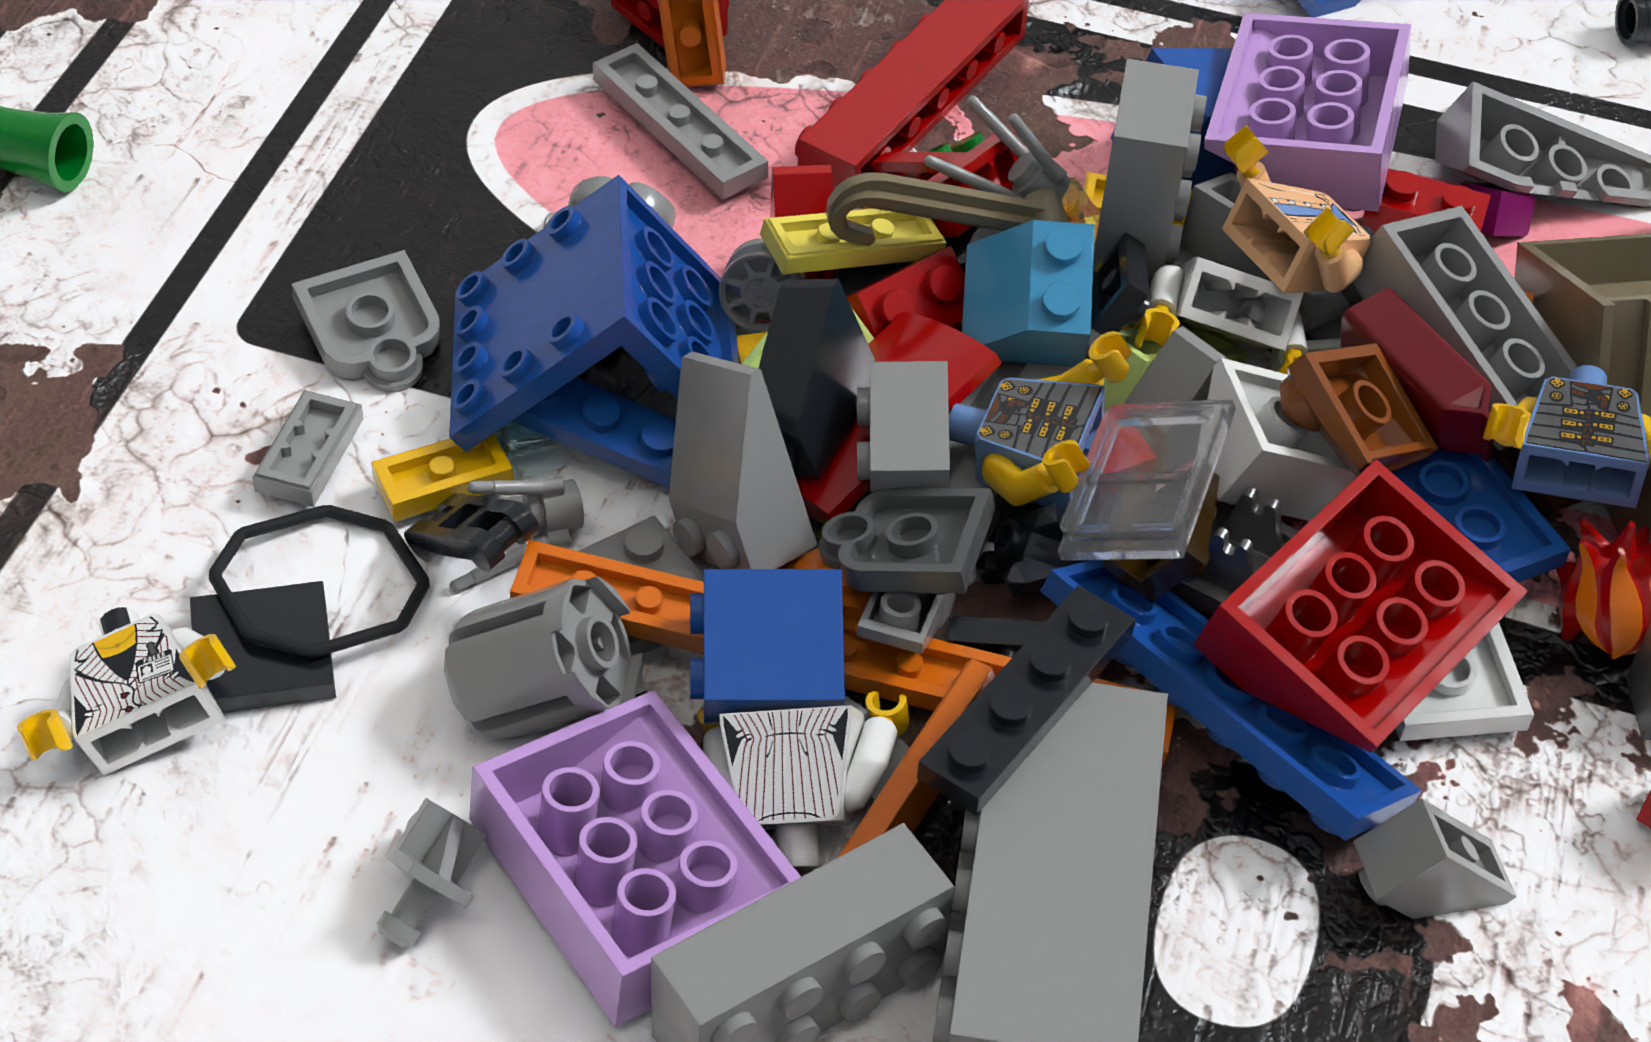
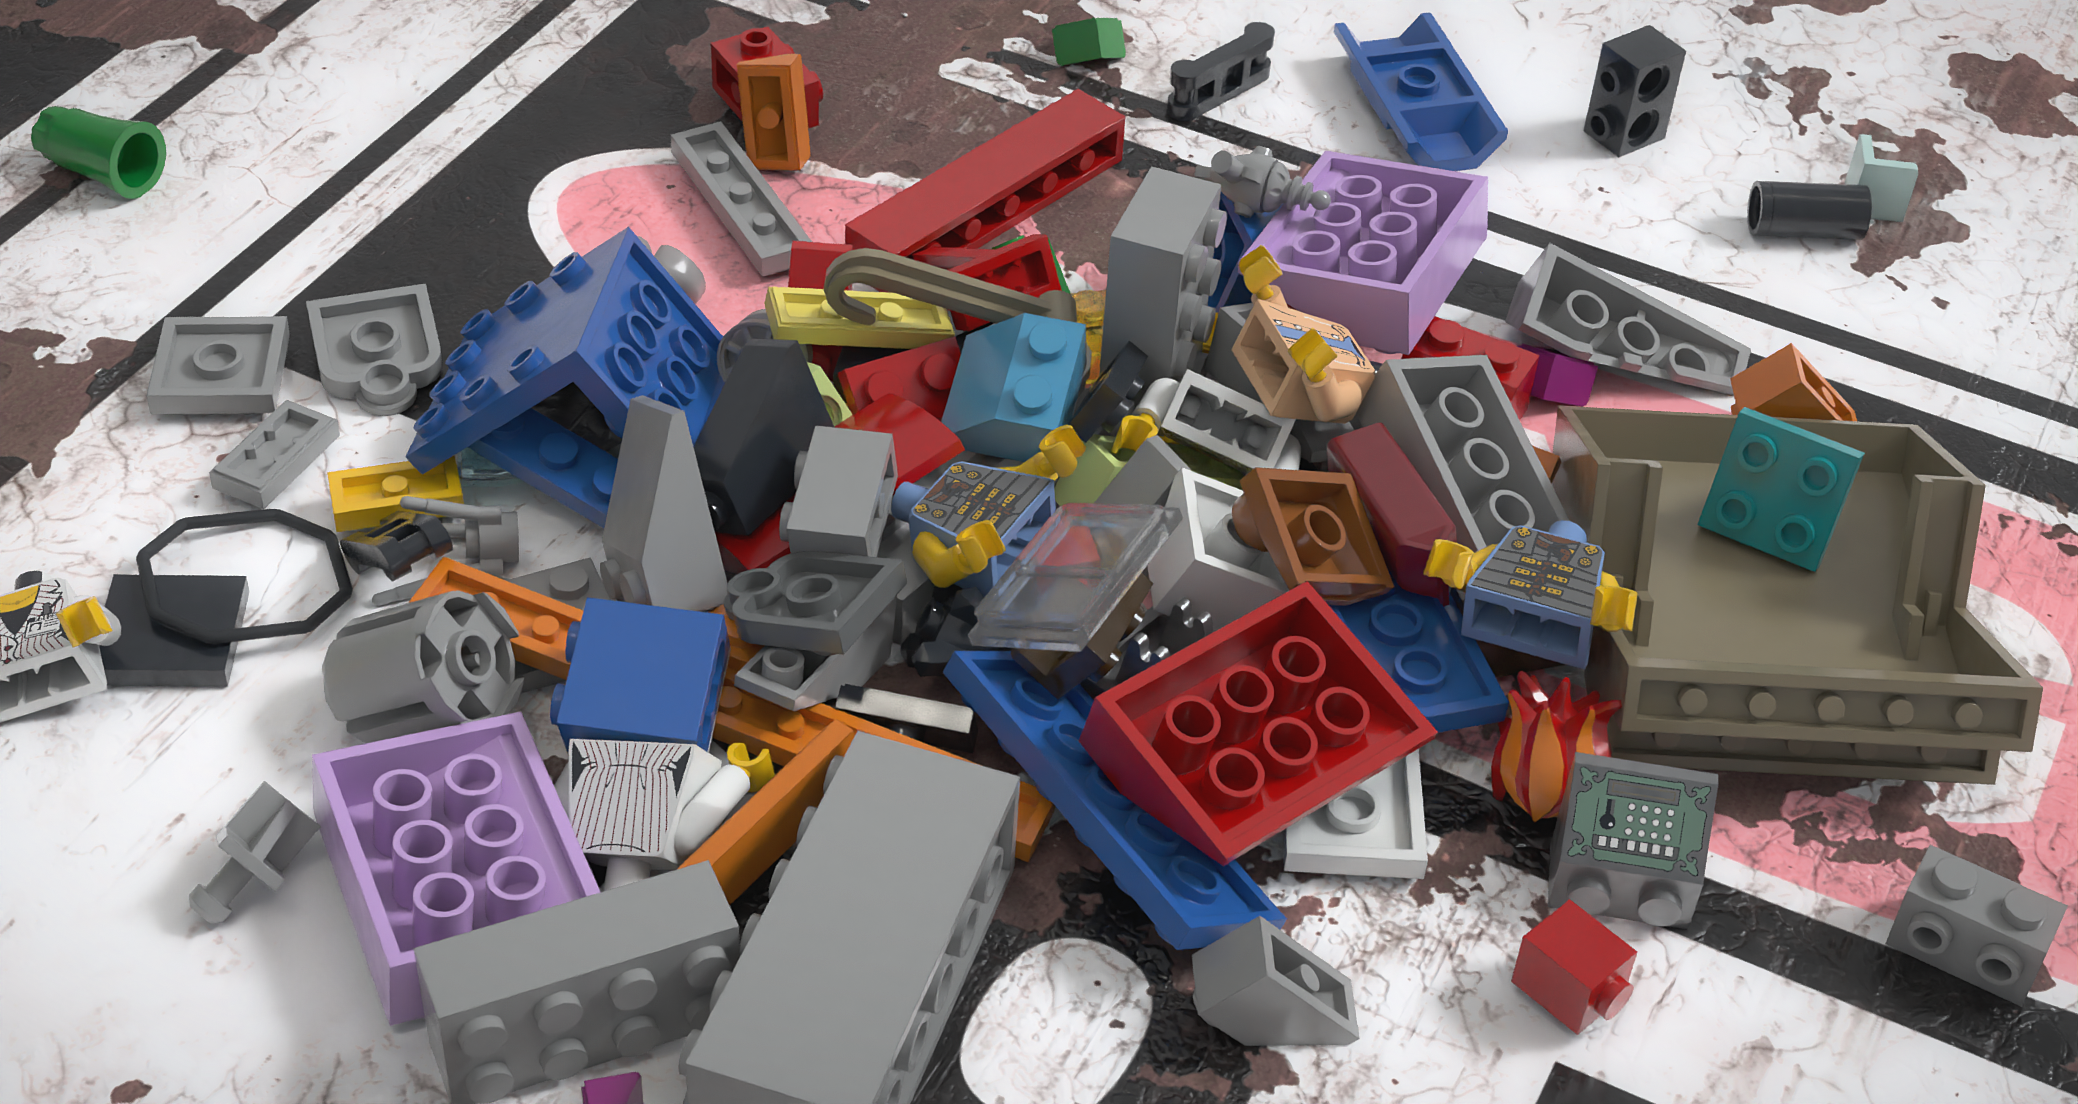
camera: 10 degrees right, 5 degrees down
(221, 361) = (218, 365): none -> light grey plate
(1025, 700) = (868, 761): black plate -> none
(1029, 173) = (1051, 274): light grey plant -> none
(1204, 51) = (1260, 183): none -> light grey piece

